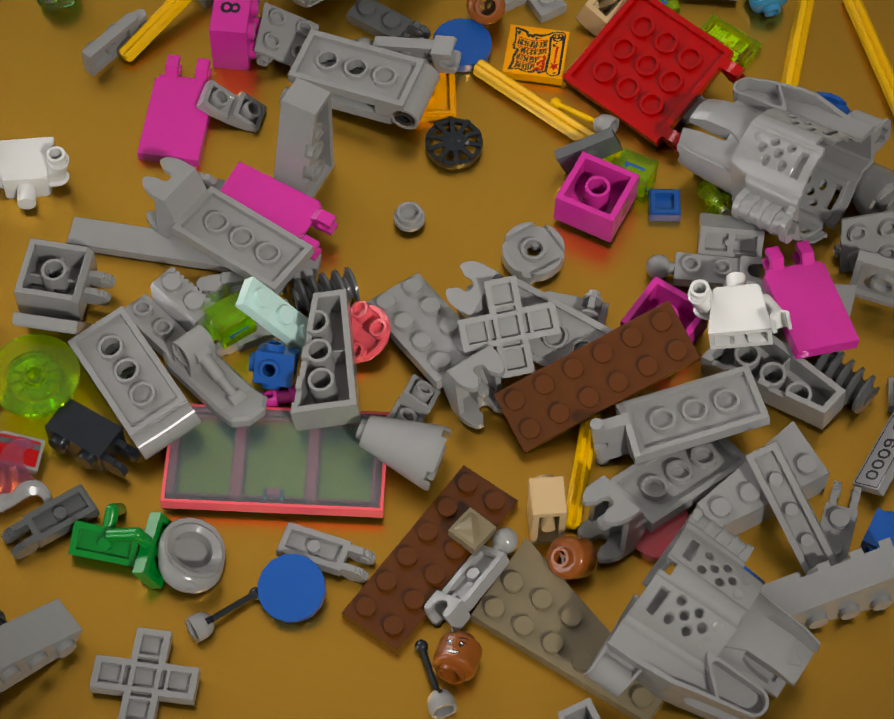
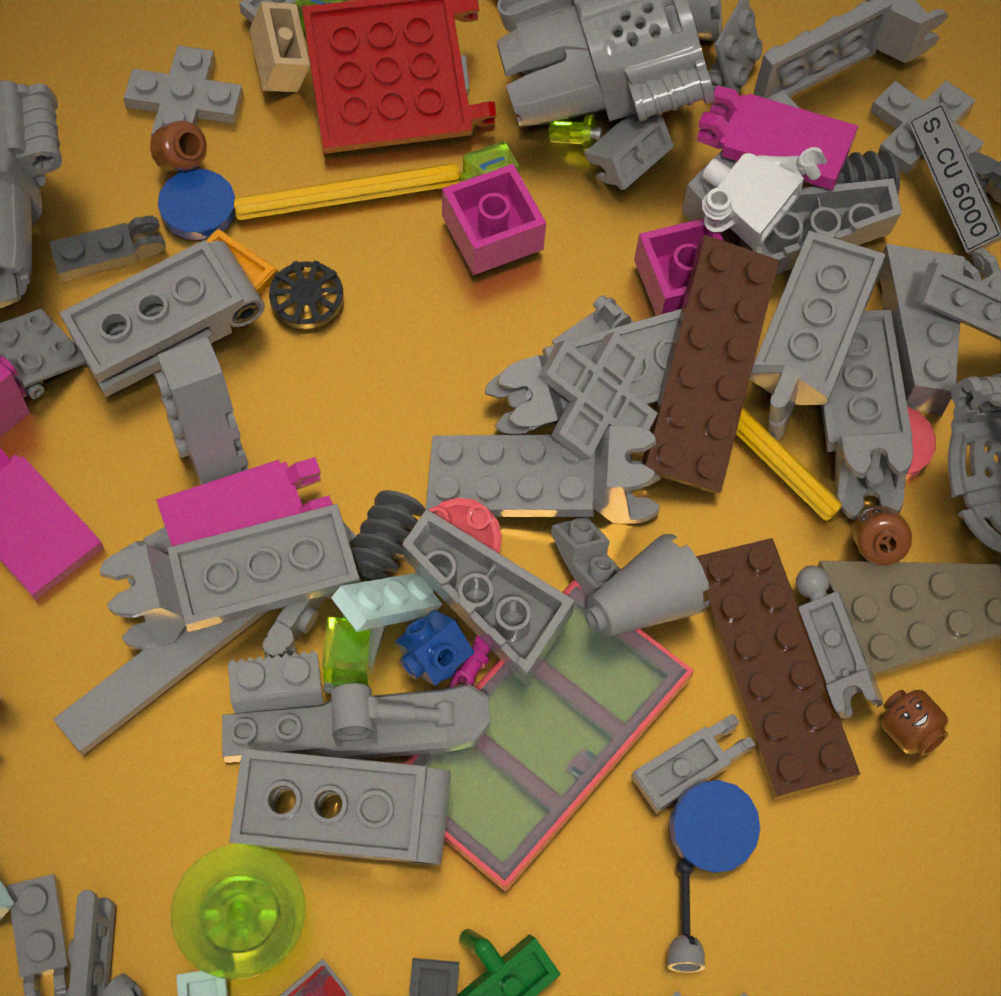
camera: 55 degrees left, 5 degrees up
(49, 323) = (184, 842): light grey tile -> none
(59, 280) = (132, 769): light grey hinge -> none
(89, 438) = (362, 907): black hinge -> none
(146, 563) = (554, 934): green plate -> none
(191, 555) = (596, 901): light grey piece -> none
(236, 110) = (70, 461): light grey slope -> none
(409, 217) = (357, 396): light grey plate -> none
(436, 53) = (200, 223): light grey plate -> none
(440, 701) = (946, 774): light grey hinge -> none
(472, 531) = (786, 603): dark tan tile -> none
(528, 267) = (494, 339): light grey plate -> none
(536, 54) = (271, 152): light orange tile -> none
(546, 509) = (817, 517): tan brick -> none
(598, 144) = (431, 189): dark grey plate -> none
(599, 123) = (408, 157): hinge -> none
(664, 205) = (542, 176): blue tile -> none
(710, 268) = (648, 196): light grey plate -> none

